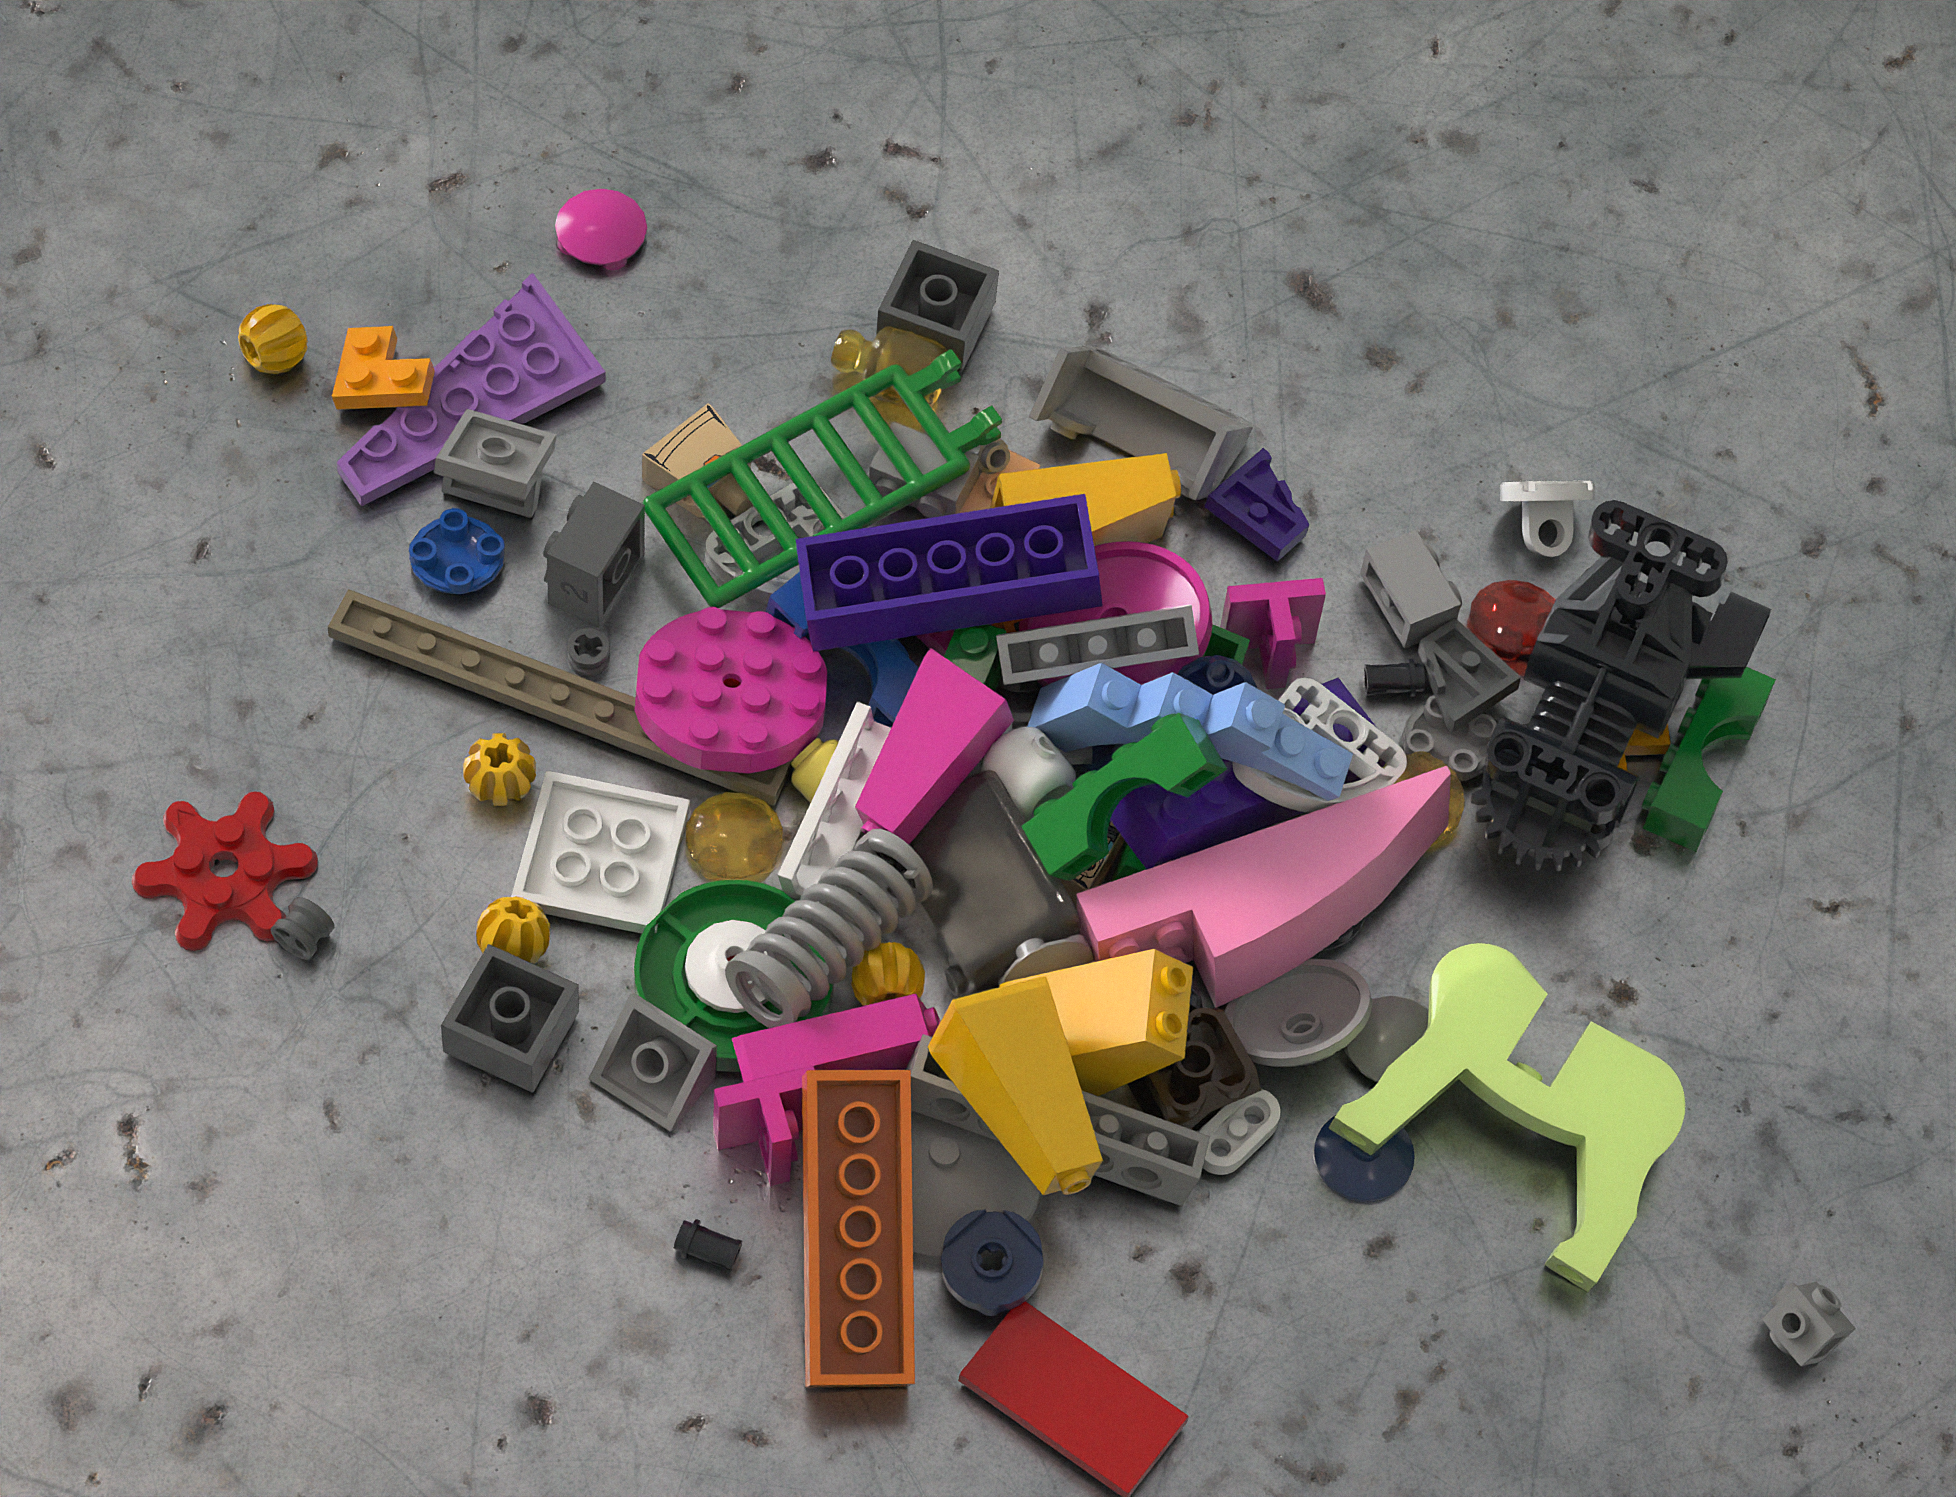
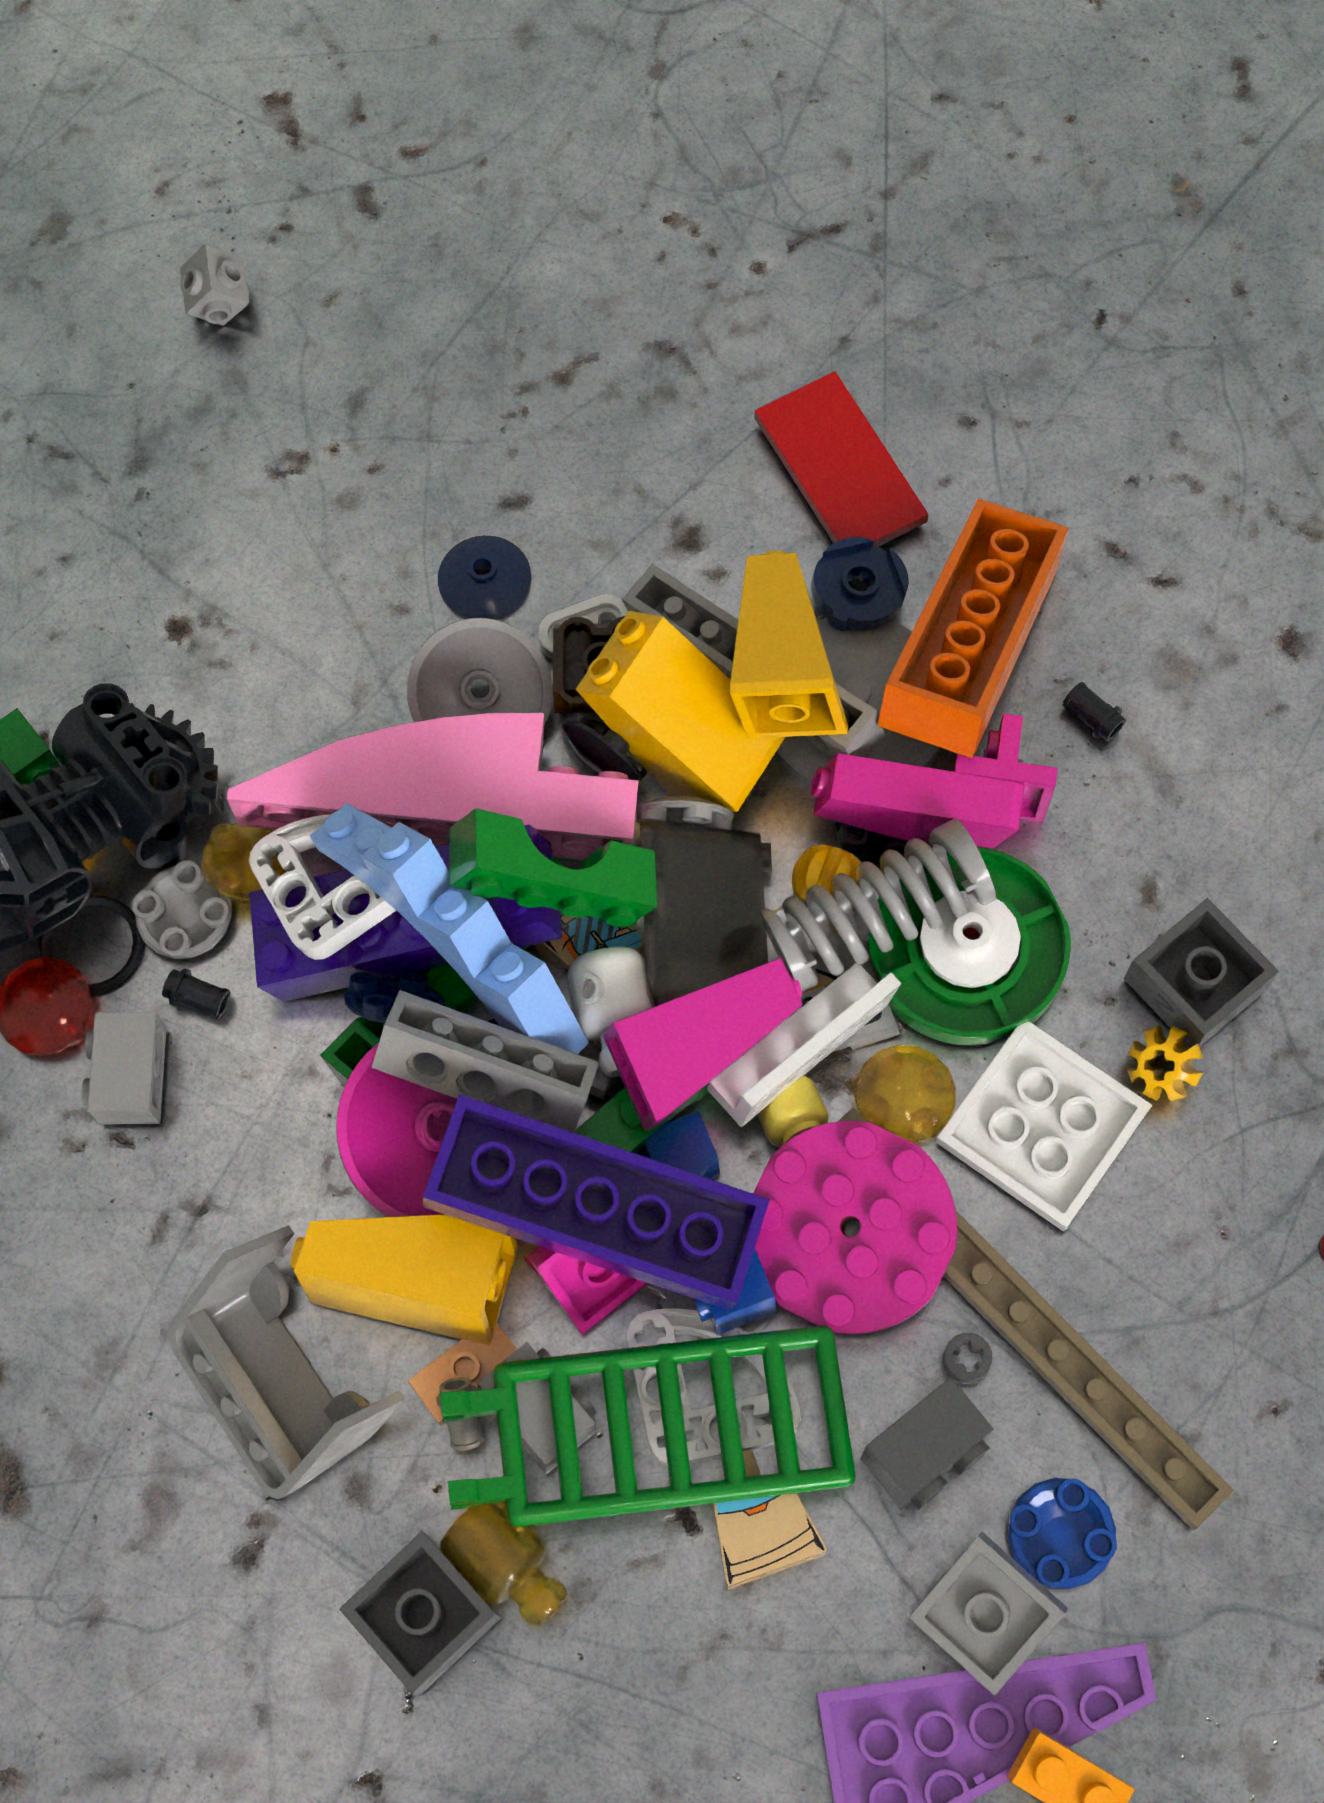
camera: 145 degrees left, 10 degrees up
(499, 769) = (1123, 1262): yellow piece -> none
(655, 1063) = (1080, 887): light grey slope -> none
(1260, 507) = (212, 1222): dark purple wing -> none
(1275, 621) = (284, 1073): dark pink bracket -> none
(1389, 1032) = (388, 653): light grey dish -> none
(1464, 674) = (133, 955): dark grey wing -> none
(1605, 1100) = (270, 493): yellowish green animal -> none

